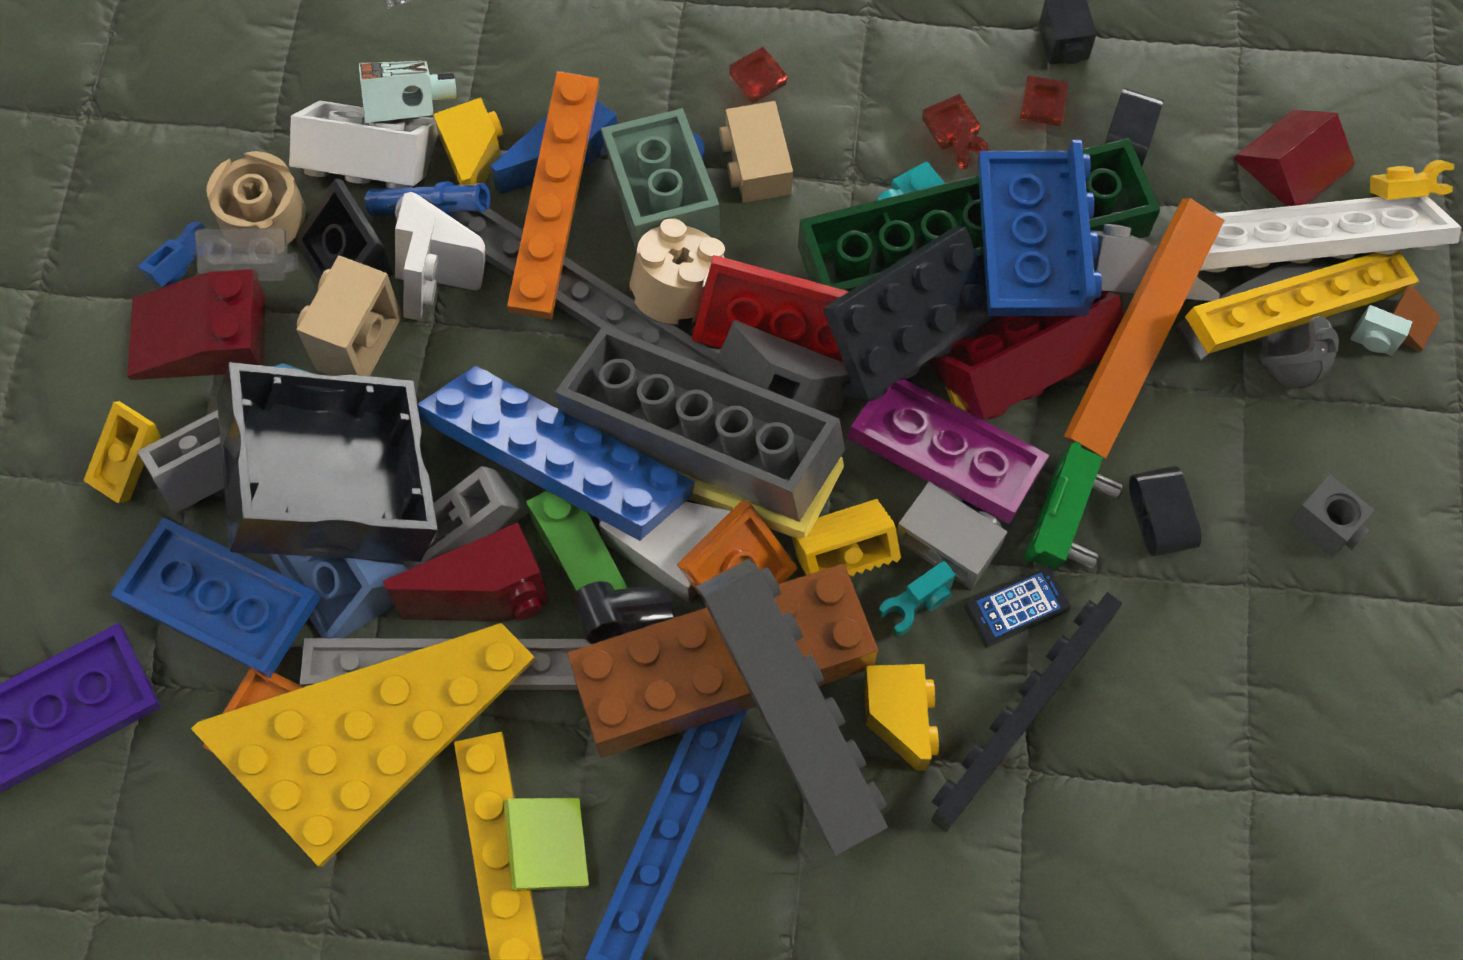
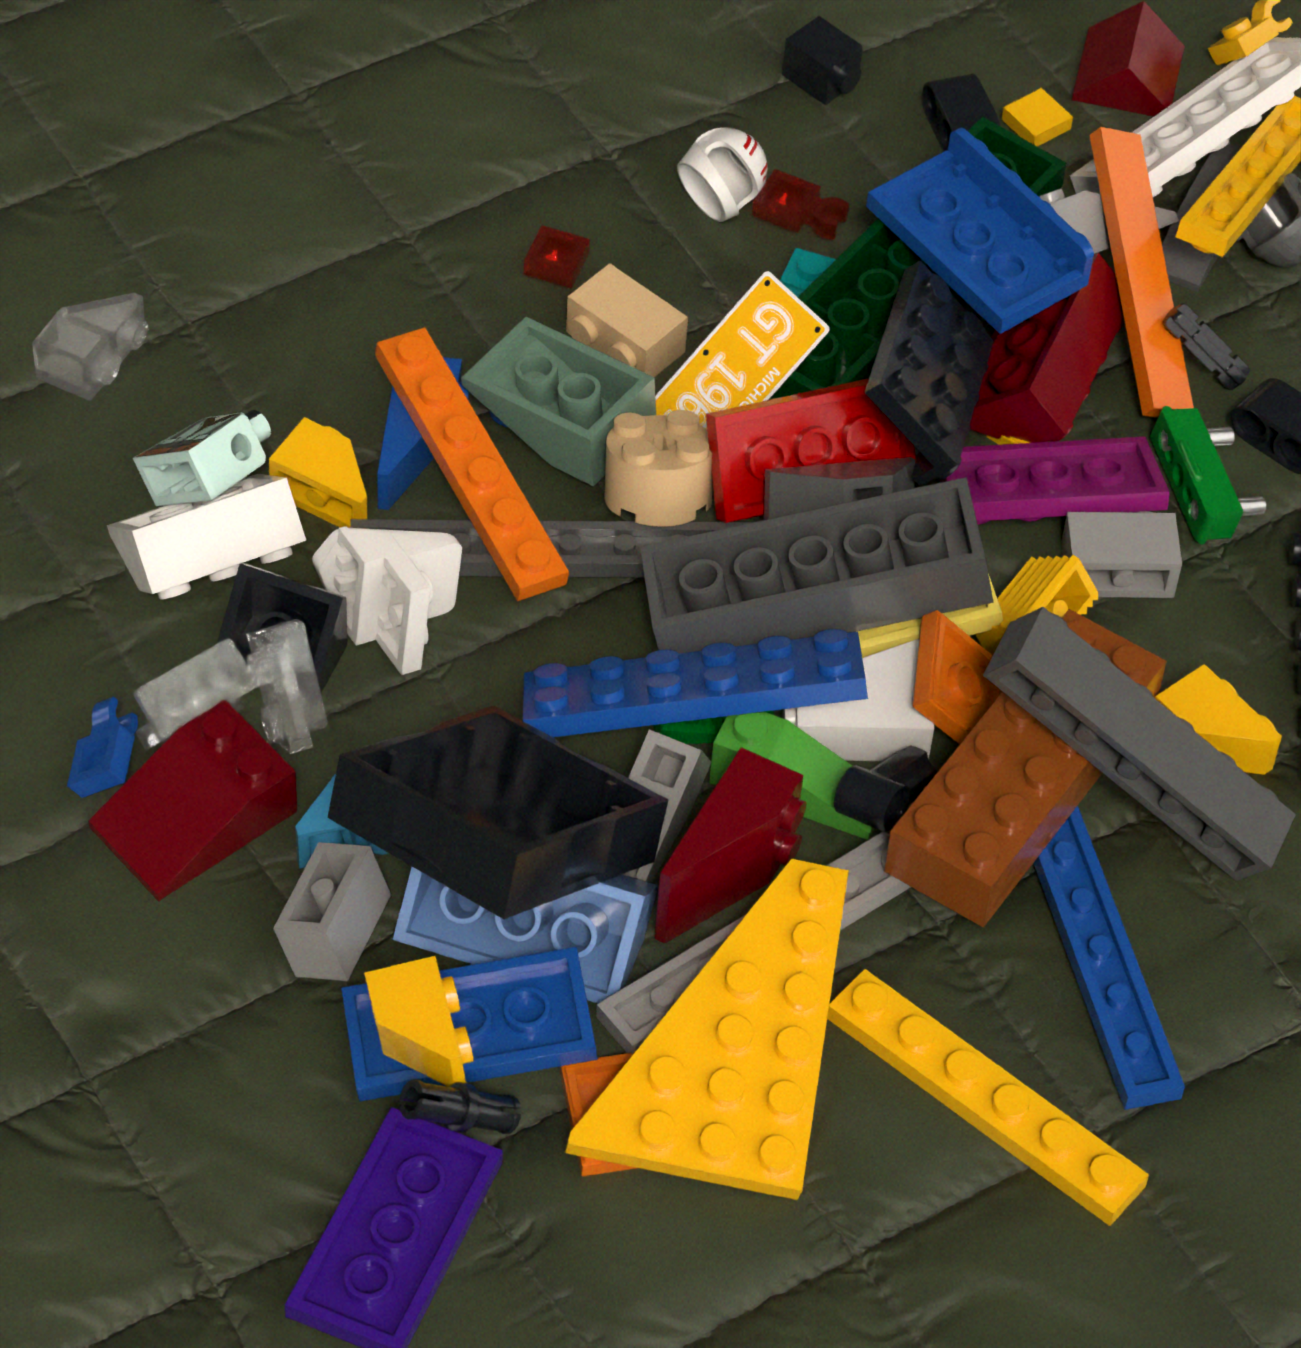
camera: 40 degrees left, 15 degrees down
(115, 461) = (241, 951): yellow slope -> none
(150, 654) = (460, 1107): none -> black pin
(166, 577) = (415, 1019): none -> yellow slope
(256, 194) = (146, 634): tan brick -> none
(296, 273) = (288, 684): none -> clear bracket
(349, 319) = (368, 681): tan brick -> none
(444, 196) = (380, 514): blue pin -> none
(545, 843) = (999, 1030): lime piece -> none
(792, 226) = (745, 353): none -> yellow sticker
(918, 75) = (723, 172): none -> white helmet
(927, 591) = (1145, 612): teal plate -> none
(1017, 606) = (1230, 583): tile -> none
(1044, 100) = (857, 135): clear red plate -> none
(1153, 412) = (1206, 346): none -> black axle
(1191, 159) = (1037, 117): none -> yellow tile

